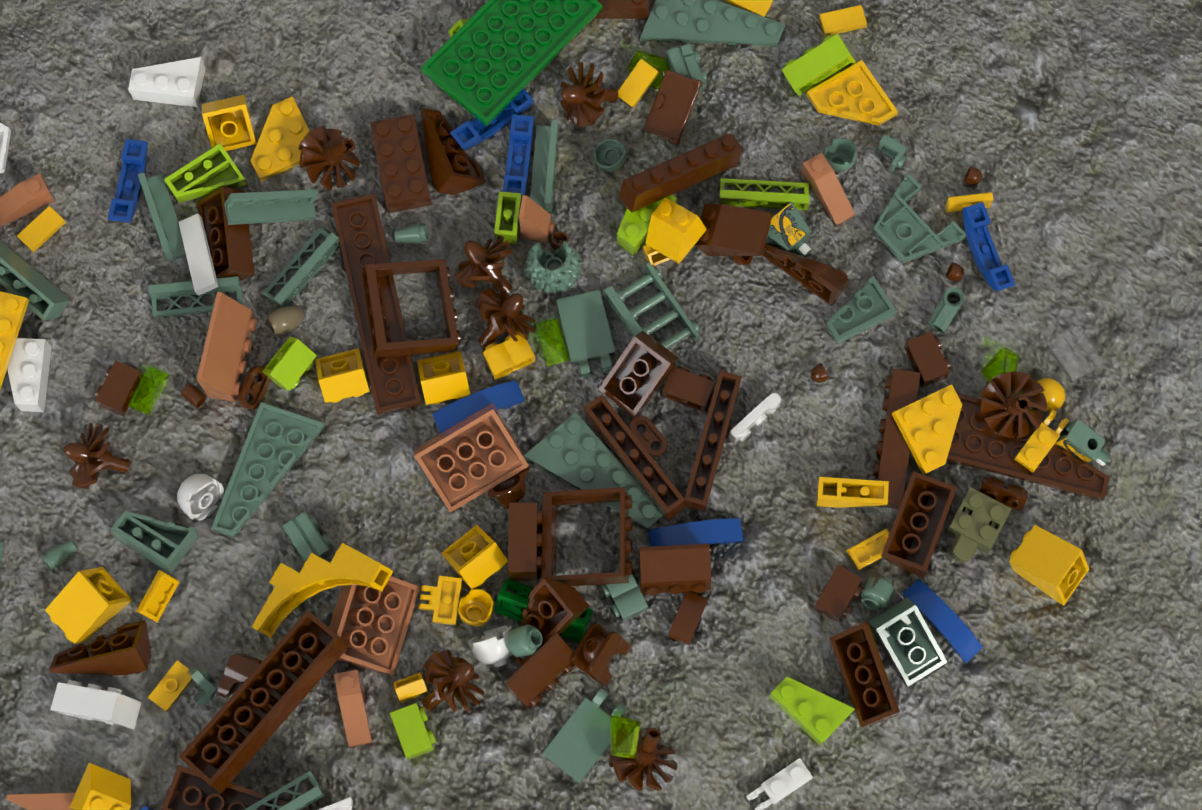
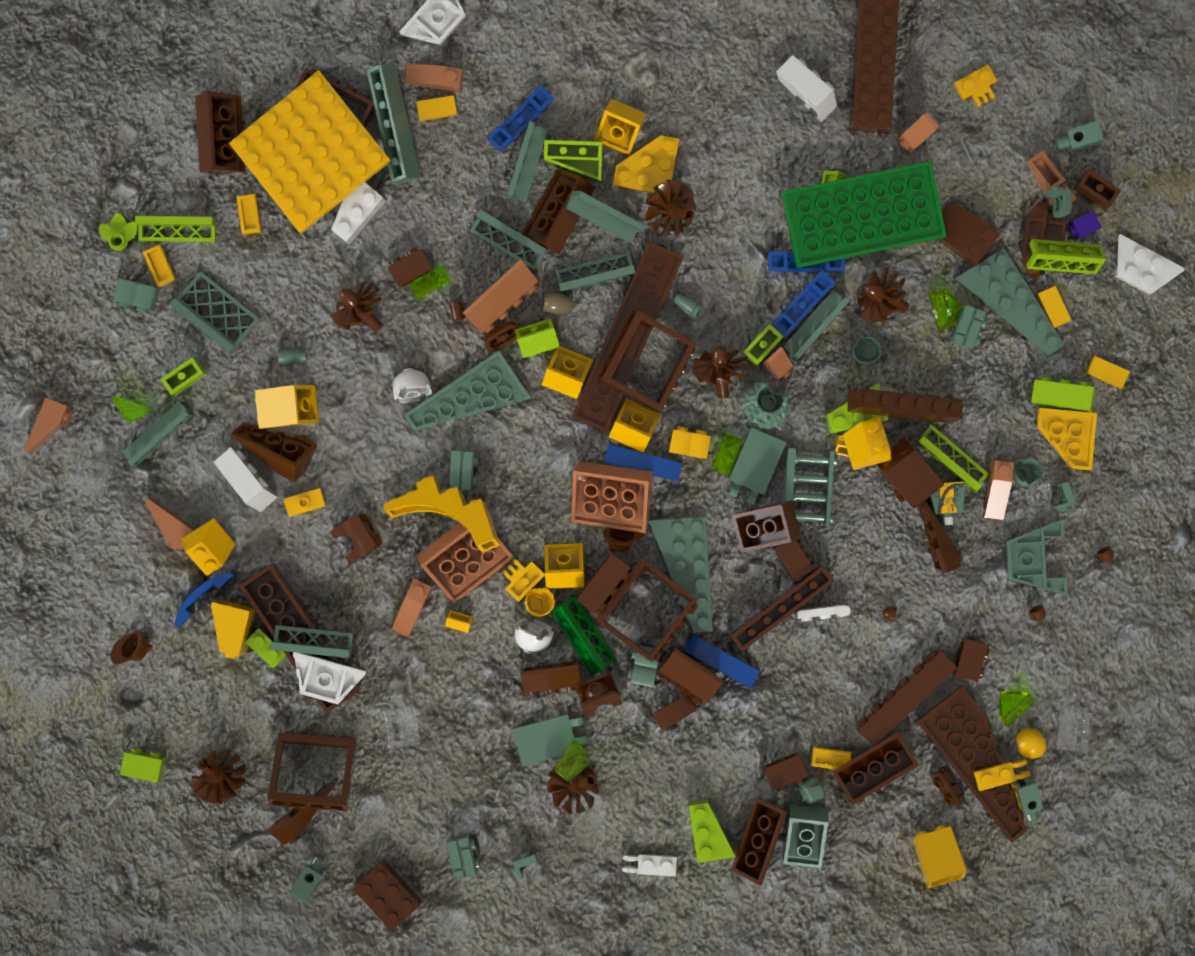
camera: 30 degrees right, 15 degrees up
(154, 540) = (360, 395): sand green wedge -> none
(158, 596) = (336, 435): yellow plate -> none
(169, 82) = (600, 64): white wedge -> none
(198, 254) = (530, 212): white tile -> none
(202, 678) = (326, 515): sand green bracket -> none
(263, 701) = (353, 567): reddish brown brick -> none
(400, 163) = (718, 247): reddish brown brick -> none
(413, 731) = (439, 652): lime brick -> none
(448, 163) = (751, 274): reddish brown wedge -> none
(450, 680) = (486, 638): reddish brown piece -> none
(502, 315) = (706, 414): reddish brown piece -> none
(524, 640) = (553, 653): sand green head -> none
(551, 609) = (580, 646): reddish brown wedge -> none
(558, 235) = (787, 390): reddish brown hinge -> none
(635, 457) = (720, 580): reddish brown brick -> none
(637, 83) = (927, 312): yellow tile -> none
(649, 436) = (741, 570): reddish brown plate -> none
(675, 107) = (933, 352): reddish brown door -> none
(851, 492) = (846, 714): yellow slope -> none
(862, 312) = (952, 593): sand green wing -> none
(930, 427) = (934, 709): yellow plate -> none
(944, 620) = (840, 838): blue slope -> none
(945, 310) = (1009, 636): sand green piece -> none
(957, 203) = (1087, 573): yellow plate -> none
(976, 525) = (912, 795): olive brick -> none
(983, 248) = (1070, 614): blue slope -> none
(1012, 392) = (1008, 734): reddish brown piece -> none

